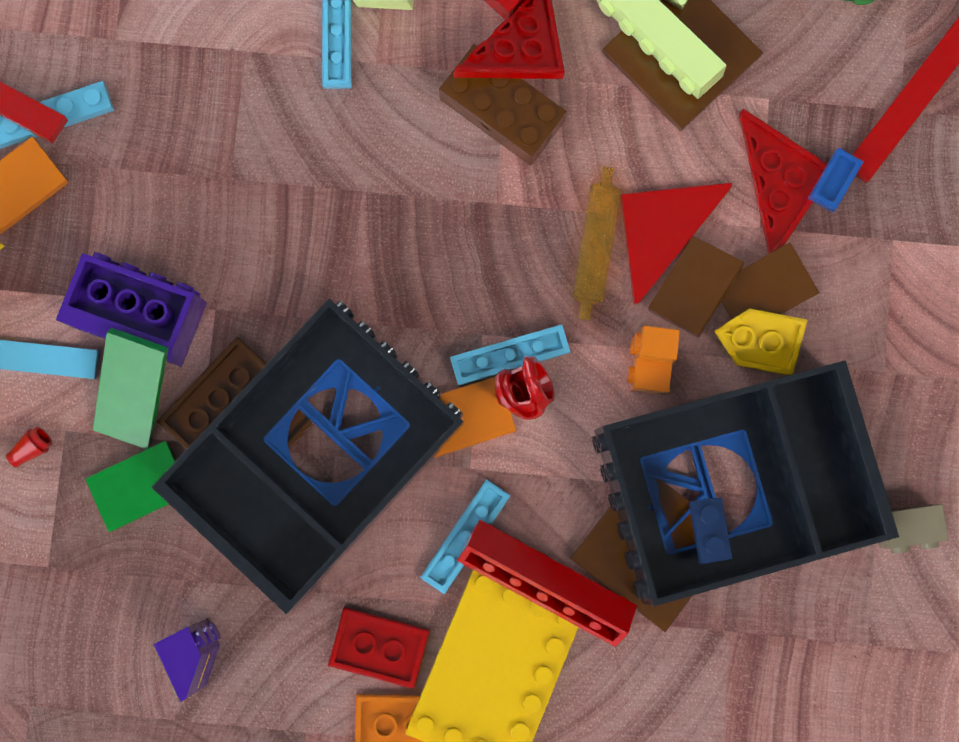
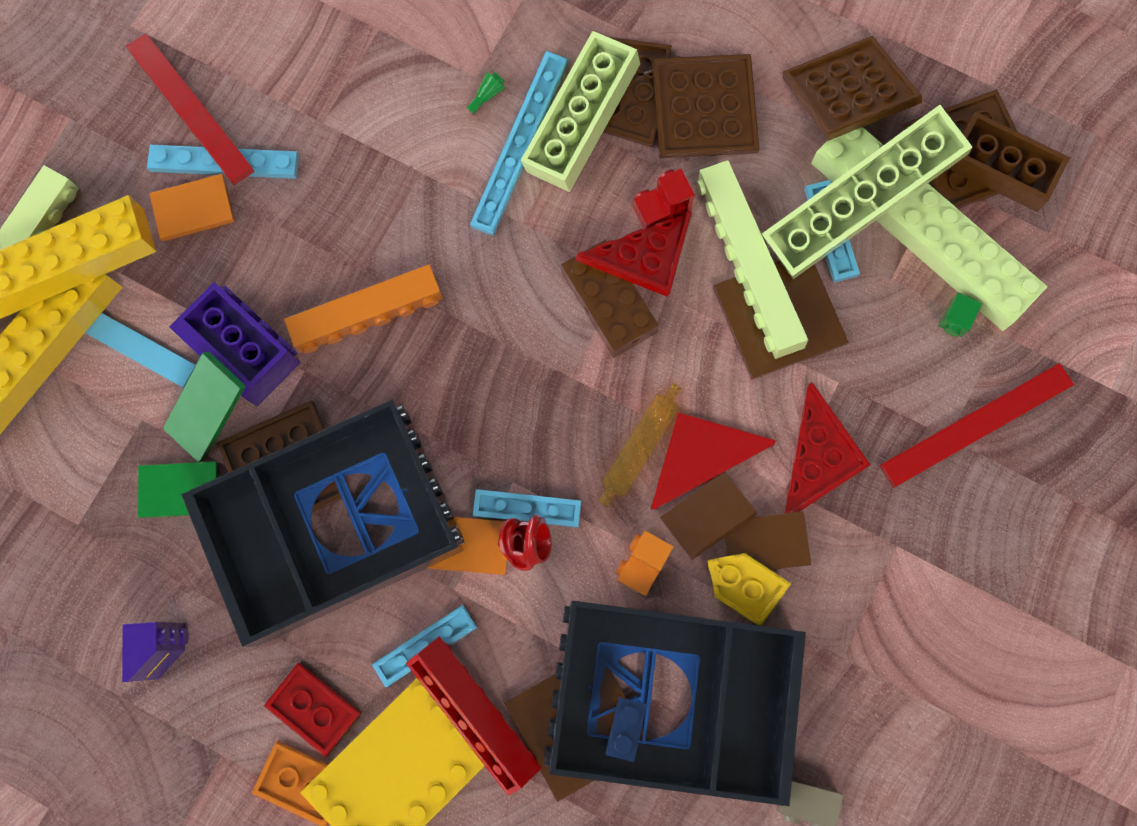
camera: 30 degrees right, 5 degrees down
(31, 445) = (107, 421): red cone -> none
(250, 219) = (363, 309): none -> orange brick
(835, 180) = (866, 474): blue tile -> none

